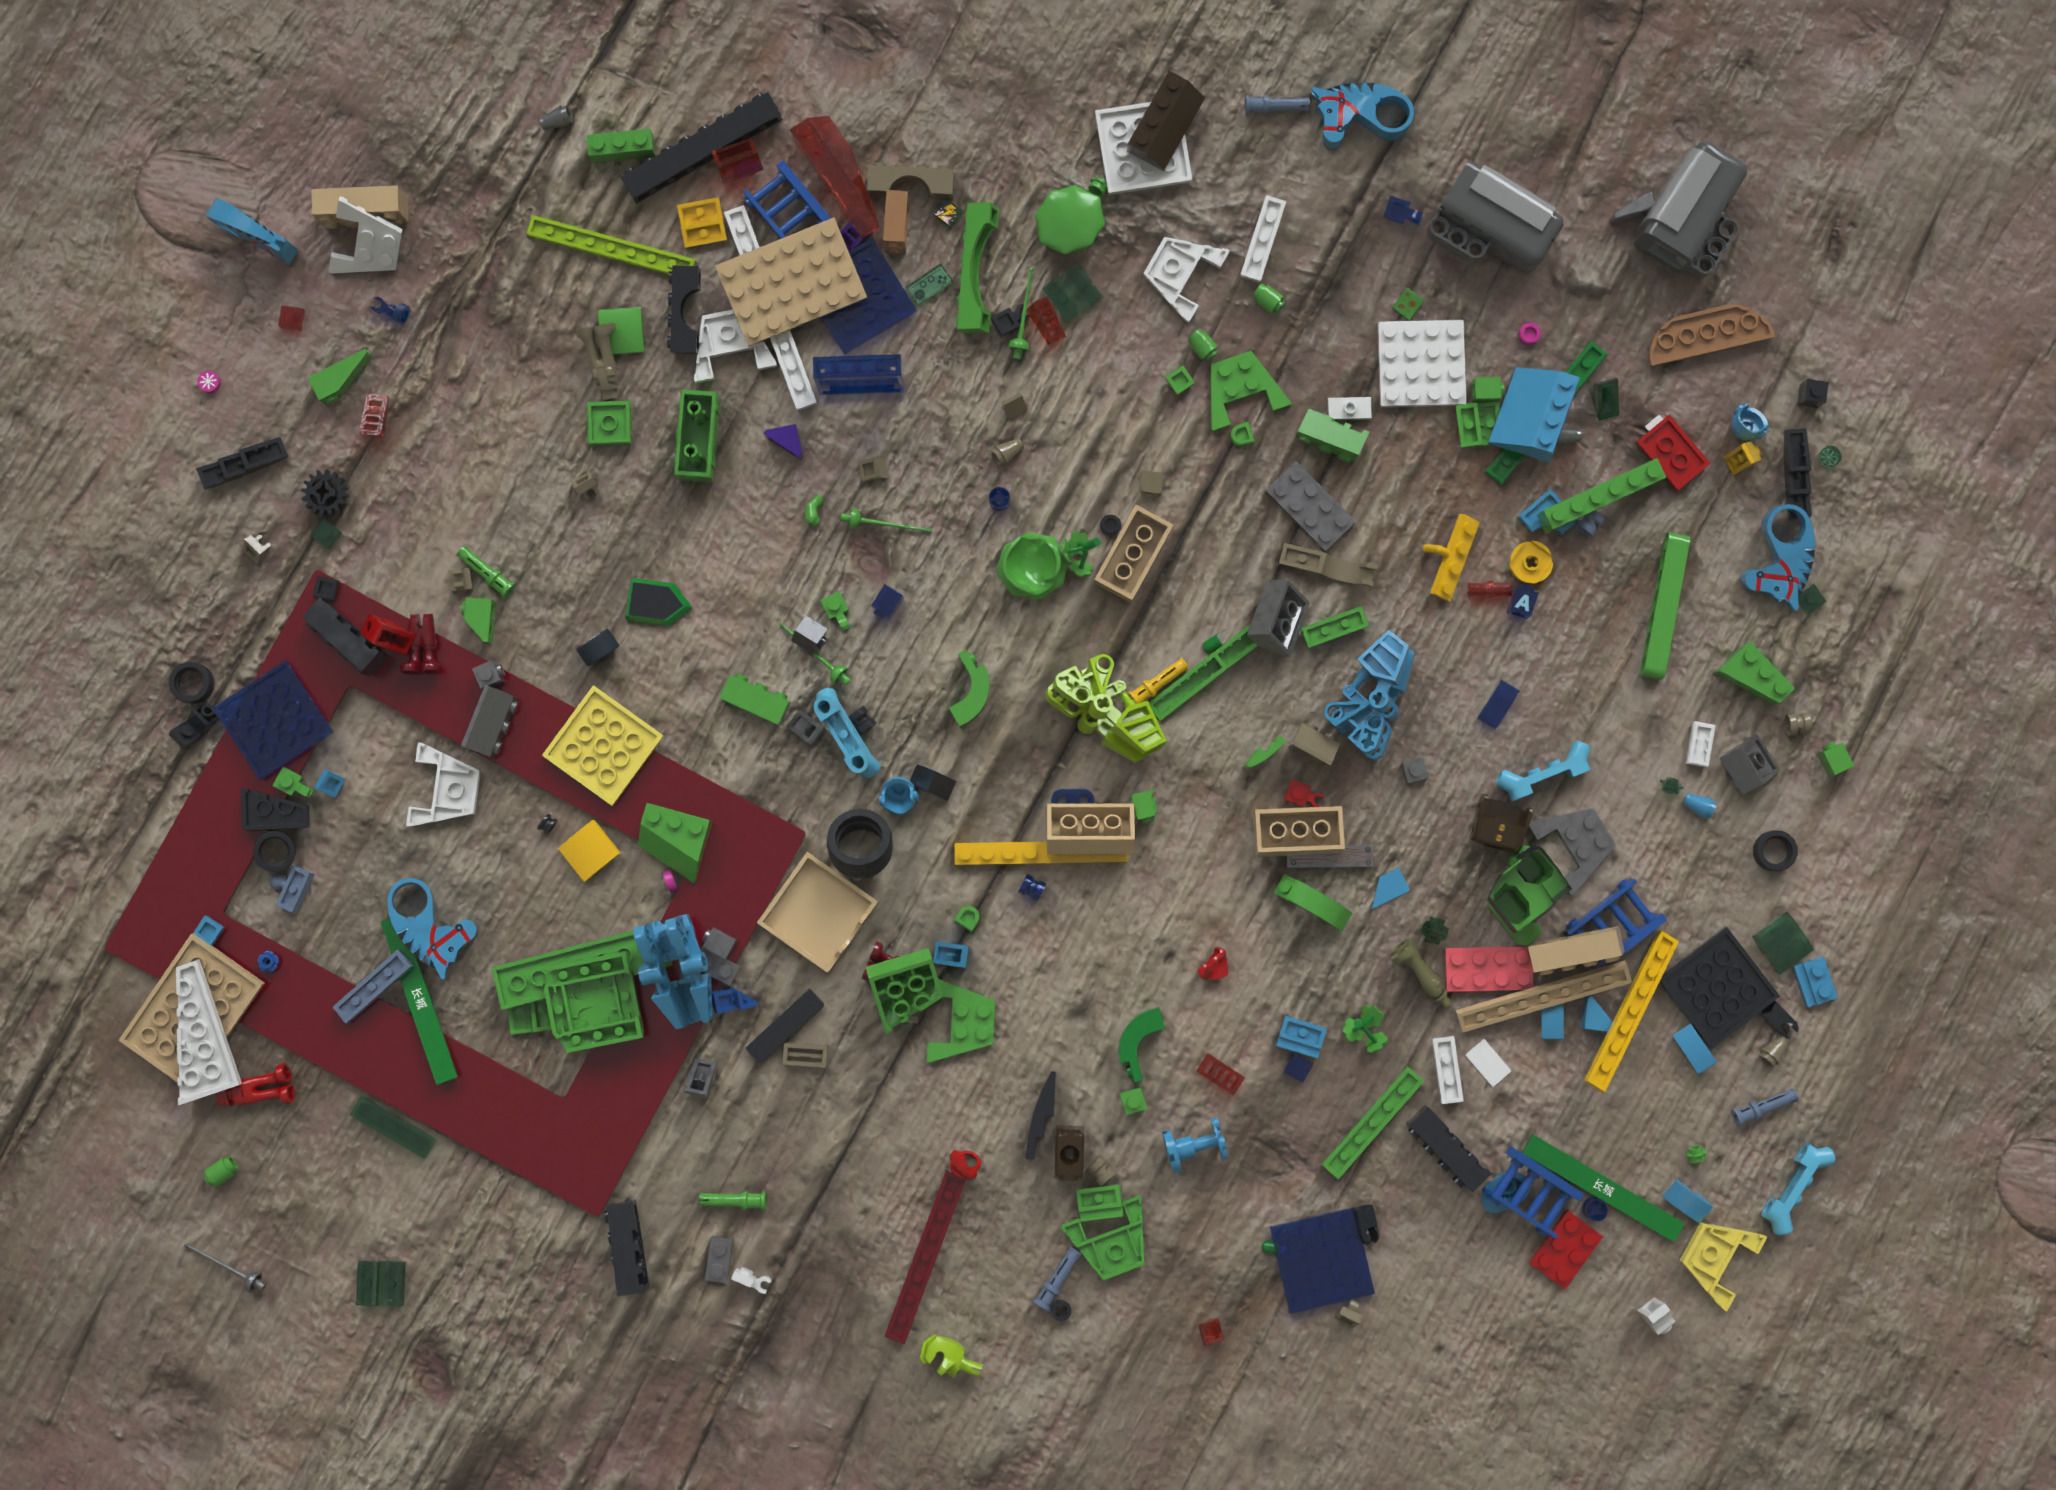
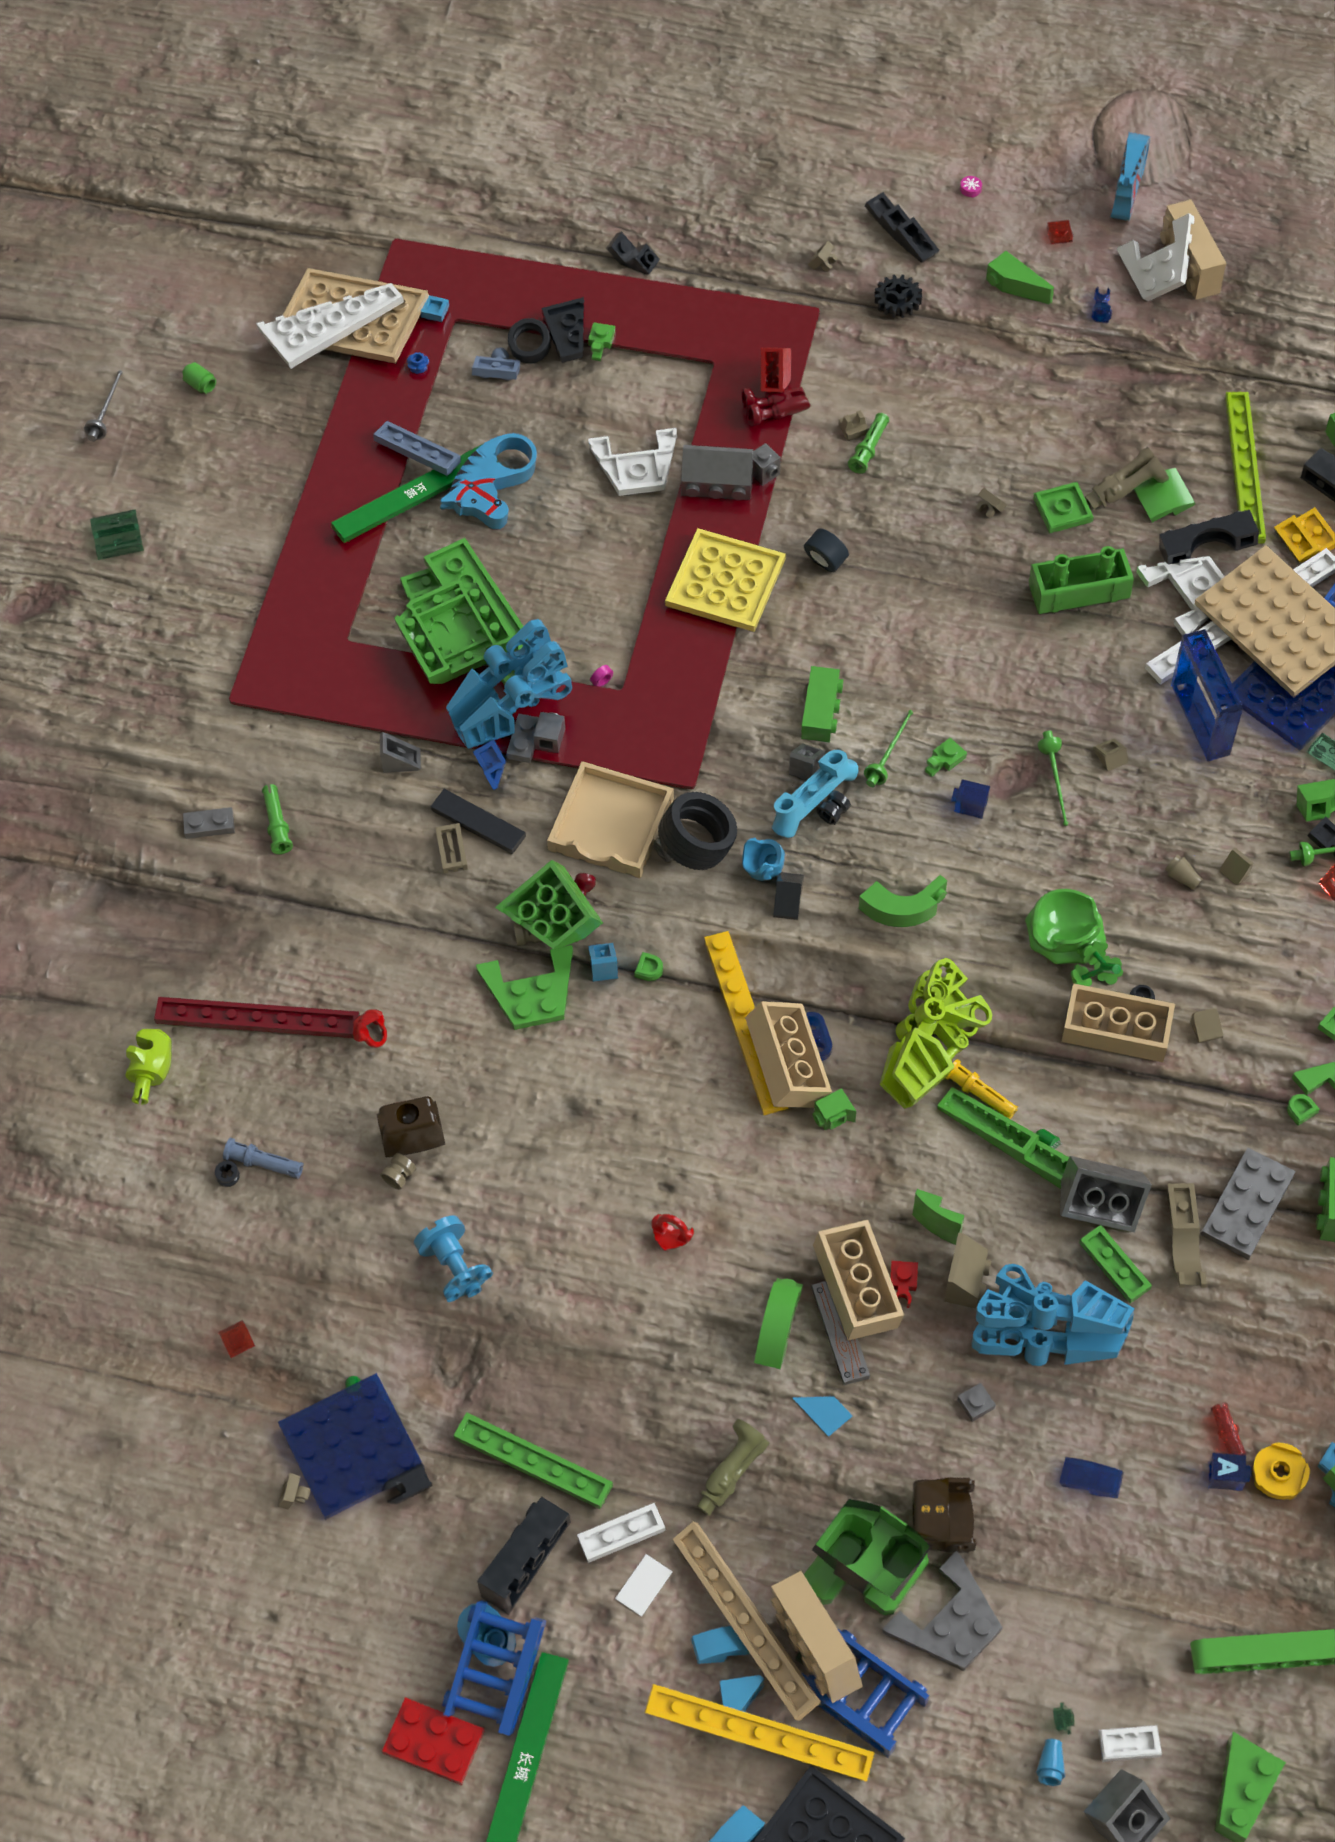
camera: 80 degrees right, 25 degrees down
(174, 682) = (675, 228): black tyre -> none
(248, 1094) = (284, 377): red piece -> none
(273, 720) = (658, 308): clear blue plate -> none
(326, 533) = (858, 309): clear green plate -> none
(326, 588) = (803, 319): black tile -> none
(329, 783) = (611, 369): dark azure plate -> none
(346, 637) = (763, 331): black wedge -> none
(364, 428) = (978, 322): clear red slope -> none
(393, 1127) = (278, 504): clear green plate -> none
(480, 616) = (820, 449): bright green slope -> none
(547, 824) = (627, 556): black bush -> none
(589, 850) = (612, 599): yellow slope -> none
(627, 1248) = (200, 731): black wedge -> none
(655, 602) = (892, 593): black tile -> none
(674, 838) = (649, 665): bright green wedge -> none
(747, 1278) = (194, 849): white plate -> none
(786, 438) = (1112, 665): dark purple slope -> none
(810, 635) = (908, 734): brick -> none
(811, 510) = (1044, 706): bright green arm -> none
(998, 495) = (1127, 877): clear blue wheel -> none
(1032, 887) = (702, 1019): clear blue wheel -> none
(1043, 1108) = (458, 1093): black slope -> none
(1100, 1202) = (361, 1179): bright green plate -> none
(1116, 1249) = (310, 1211): bright green wing -> none
(1133, 1100) = (488, 1183): bright green brick -> none
(1135, 1030) = (561, 1165): green arch -> none
(1236, 1084) = (539, 1293): clear red slope -> none
(1298, 1067) = (576, 1360): clear blue plate -> none
(1301, 1036) = (614, 1352): dark azure plate -> none
(1356, 1028) = (640, 1411): bright green plant -> none
(1434, 930) = (788, 1470): clear green gear -> none
(1453, 556) = (1251, 1377): yellow plate -> none
(1488, 969) = (757, 1547): coral plate -> none
(1575, 764) = (1047, 1588): medium azure plate -> none
(1598, 1211) = (492, 1755): clear blue wheel -> none

